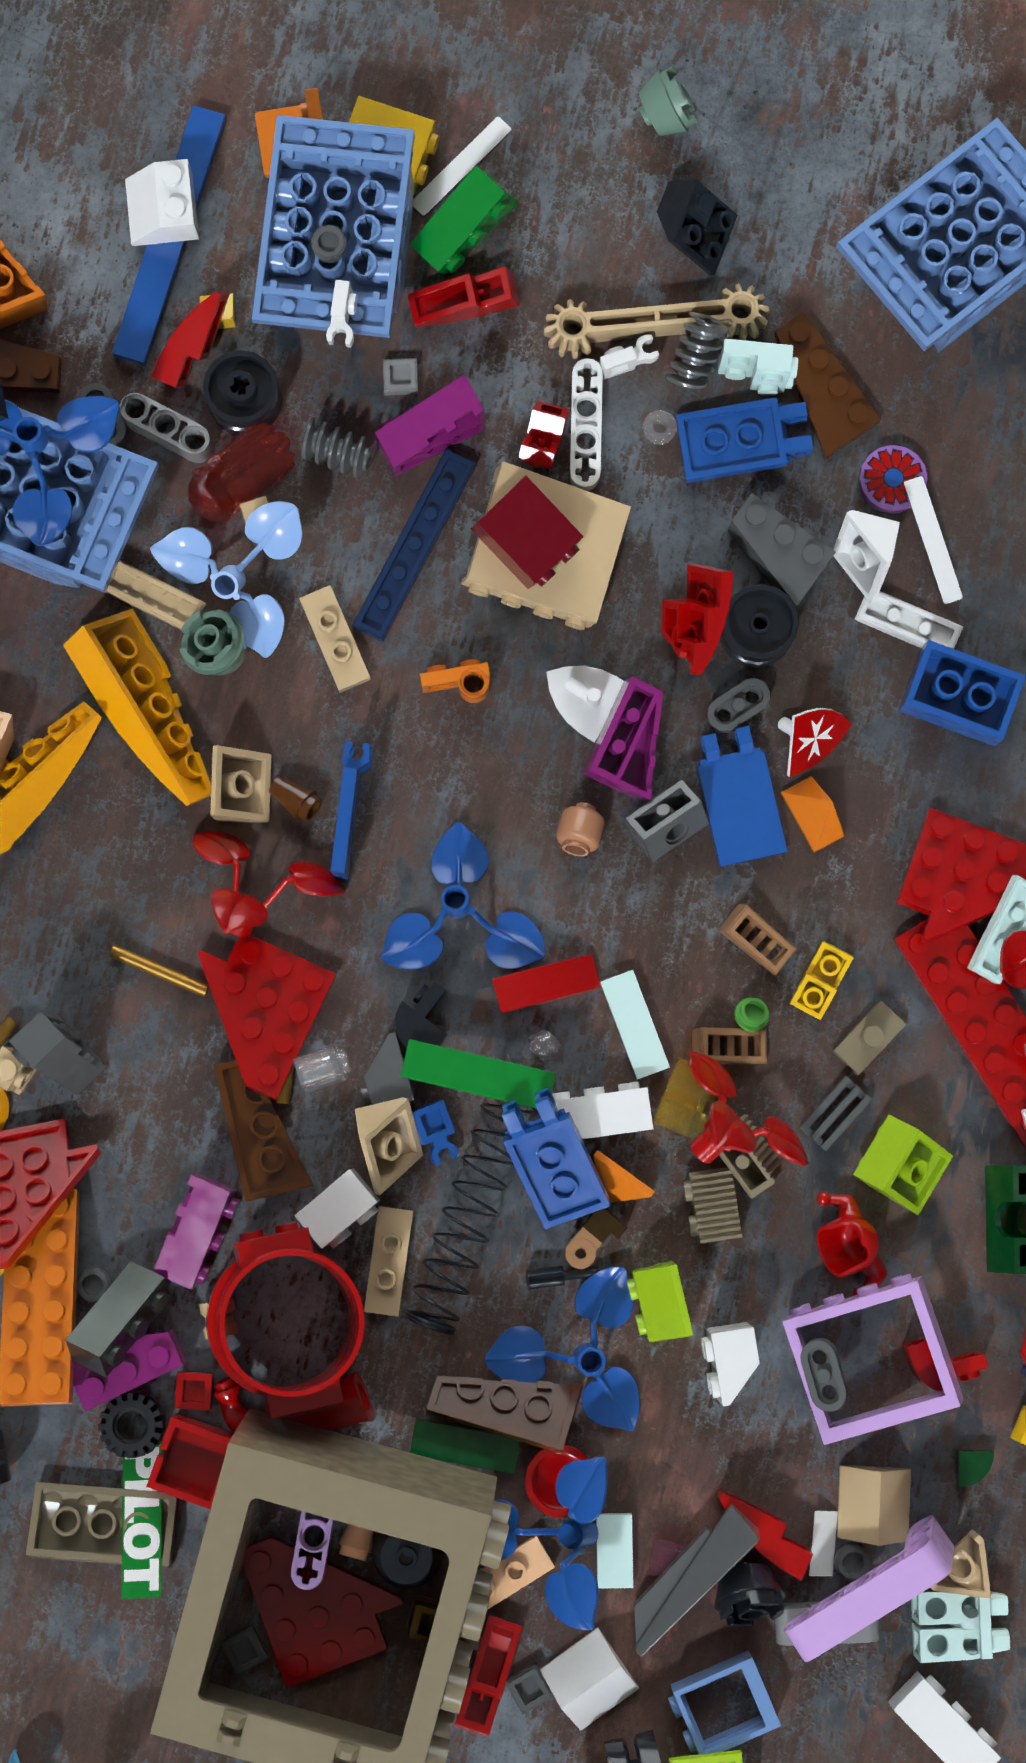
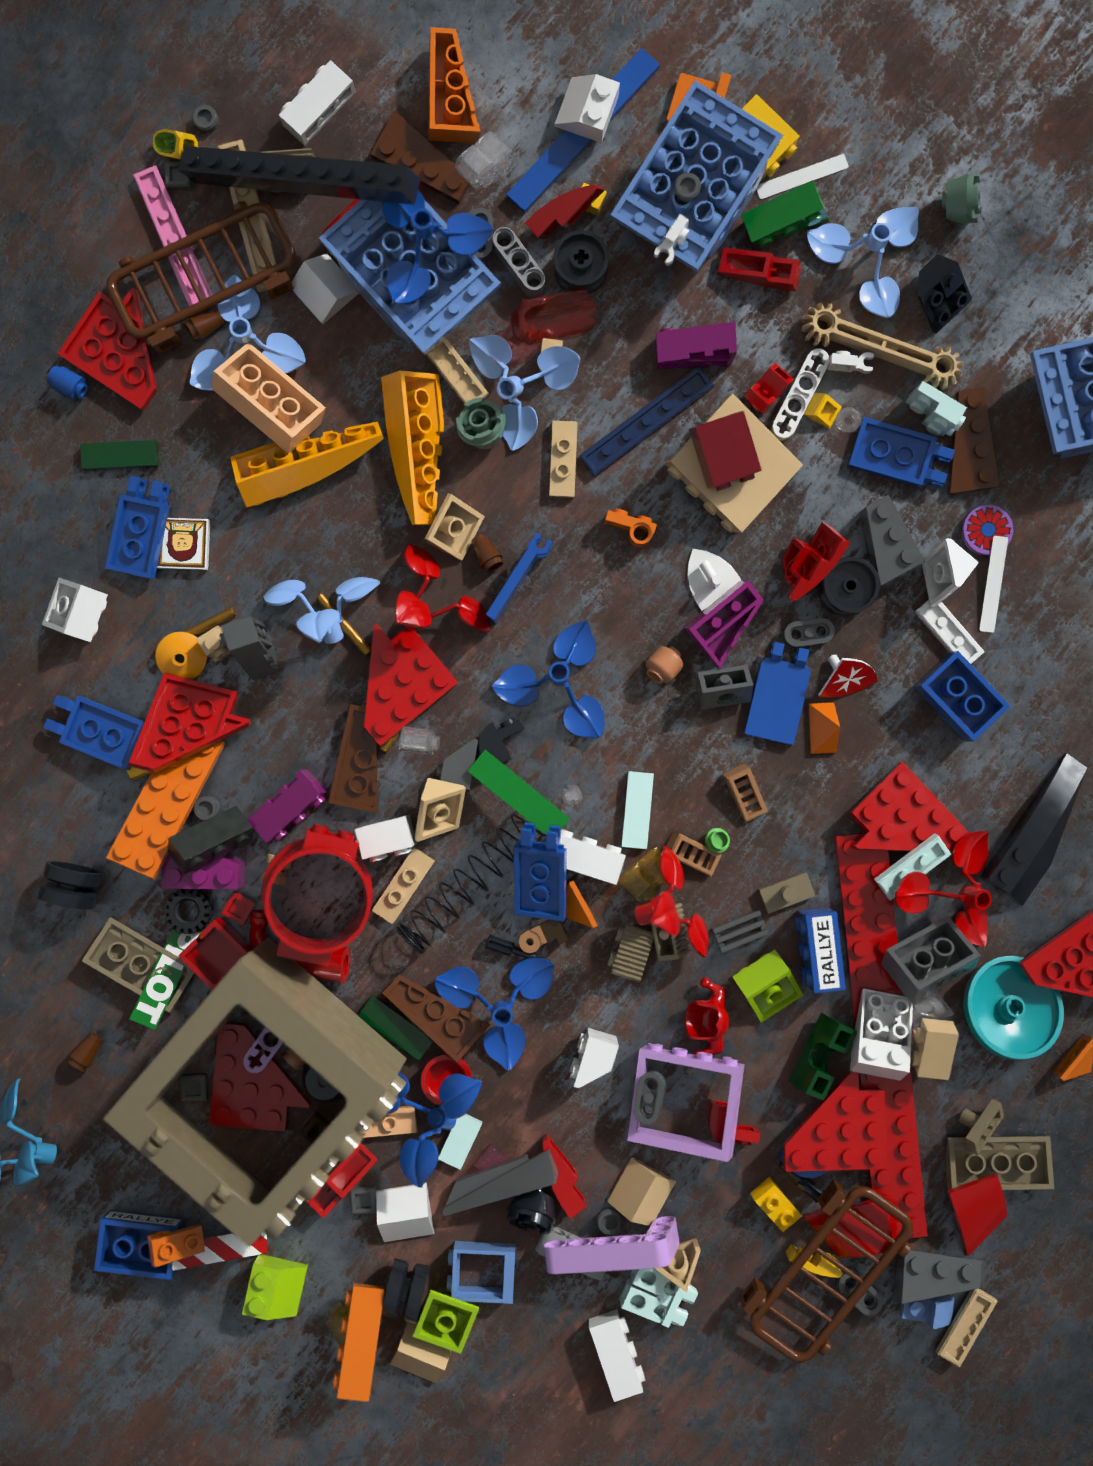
camera: 25 degrees right, 5 degrees up
(66, 326) = (484, 160): none -> clear brick
(84, 1671) = (85, 1052): none -> reddish brown cone
(133, 981) = (326, 622): none -> light blue plant
(337, 449) = (625, 332): dark grey piece -> none
(400, 376) = (691, 302): light grey tile -> none
(432, 1127) = (474, 812): blue plate -> none
(546, 983) = (592, 755): red slope -> none
(602, 171) = (894, 226): none -> light blue plant
(622, 430) = (822, 409): none -> yellow slope
(660, 1302) = (566, 999): lime slope -> none
(698, 353) = (900, 381): dark grey piece -> none
(821, 980) = (774, 840): yellow slope -> none
(823, 1543) = (596, 1201): white sticker -> none
(944, 1087) = (820, 949): none -> brick
(973, 1466) = (717, 1199): dark green tile -> none

